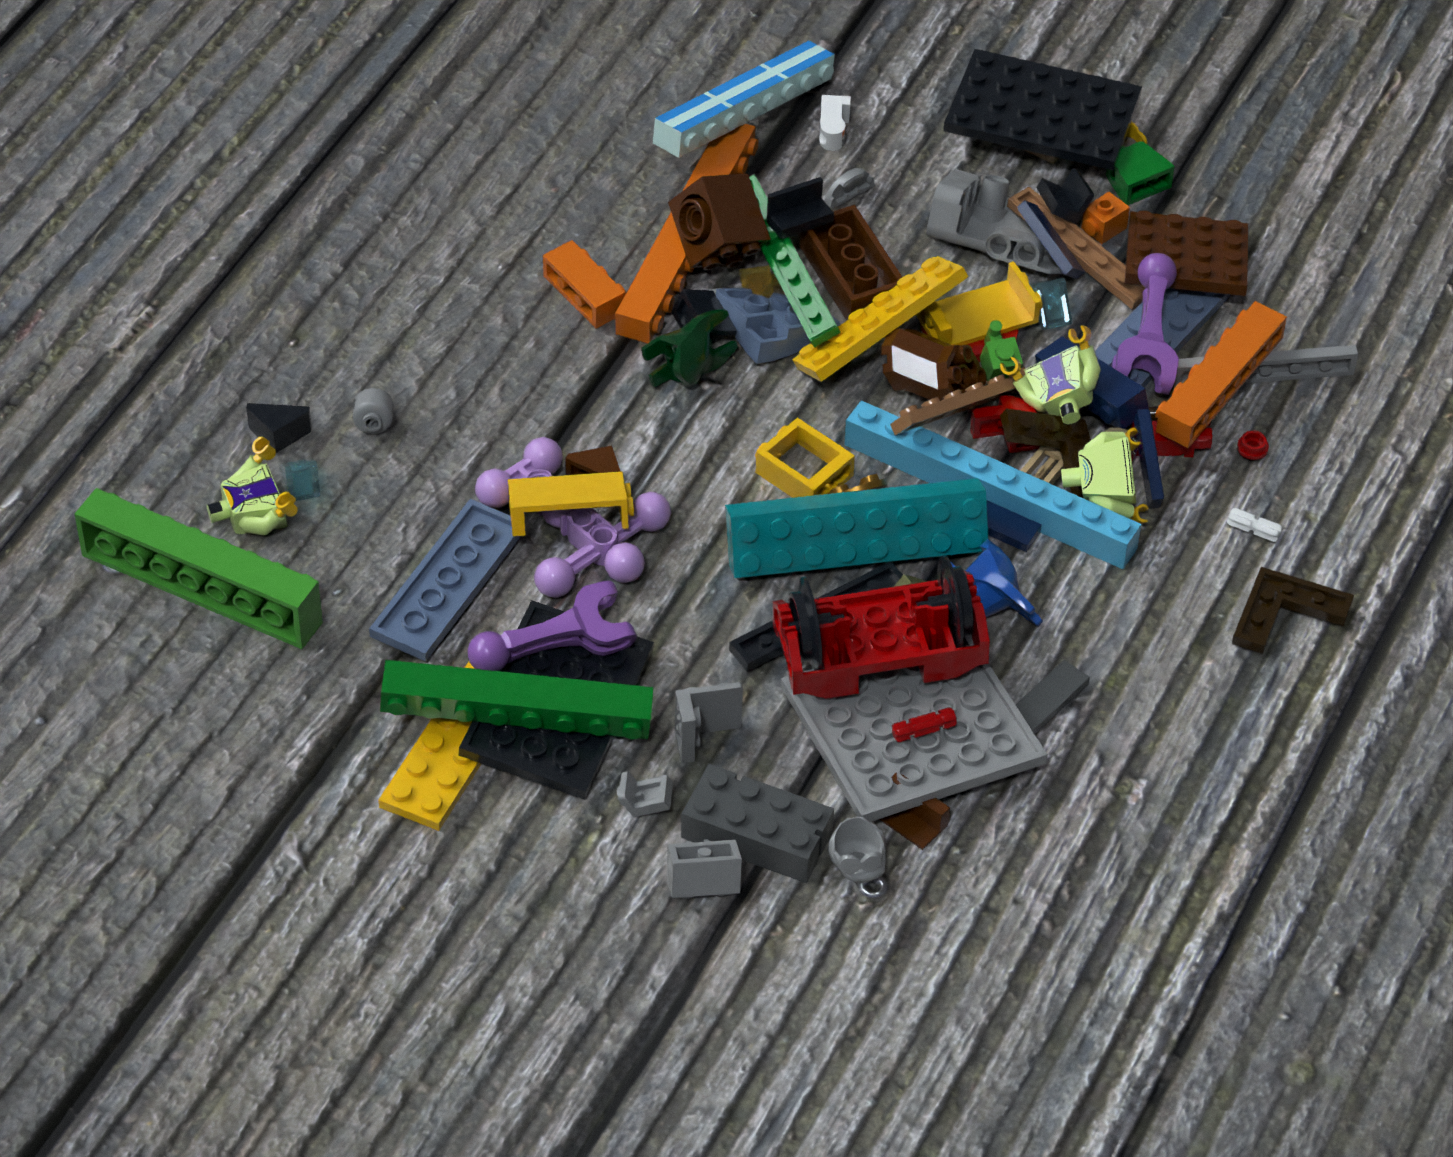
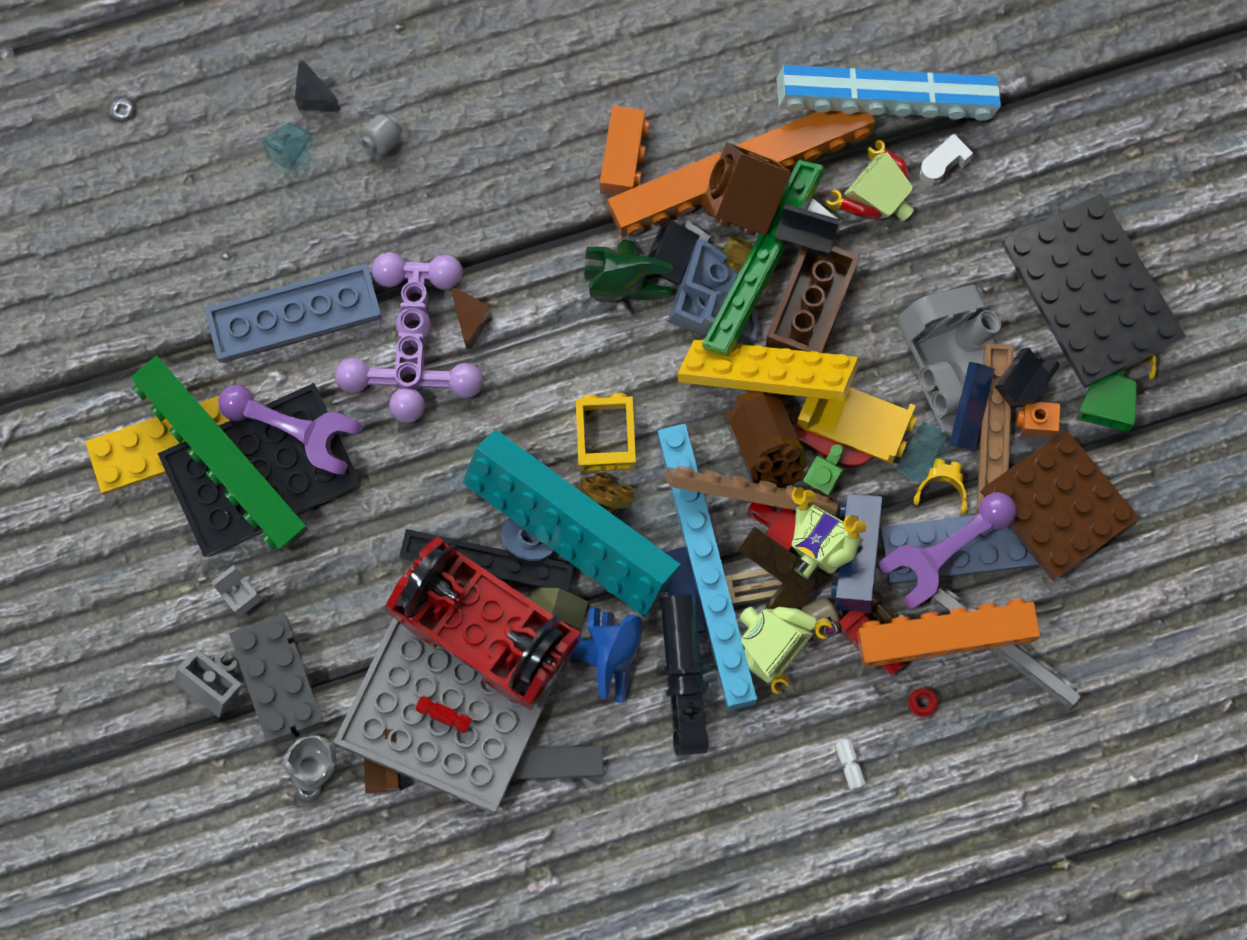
camera: 50 degrees right, 25 degrees up
(199, 568) = (146, 167): bright green brick -> none
(252, 496) = (238, 137): torso -> none
(568, 493) = (412, 327): yellow panel -> none
(703, 712) = (305, 567): light grey bracket -> none
(807, 159) = (878, 189): none -> yellowish green torso
(834, 577) = (523, 543): none -> sand blue dish
(848, 186) = (892, 229): light grey tile -> none
(1067, 557) = (684, 674): none -> black piece
(1089, 298) = (946, 473): none -> yellow helmet
(1148, 458) = (824, 651): dark blue tile -> none
(1280, 590) = (795, 828): dark brown plate -> none

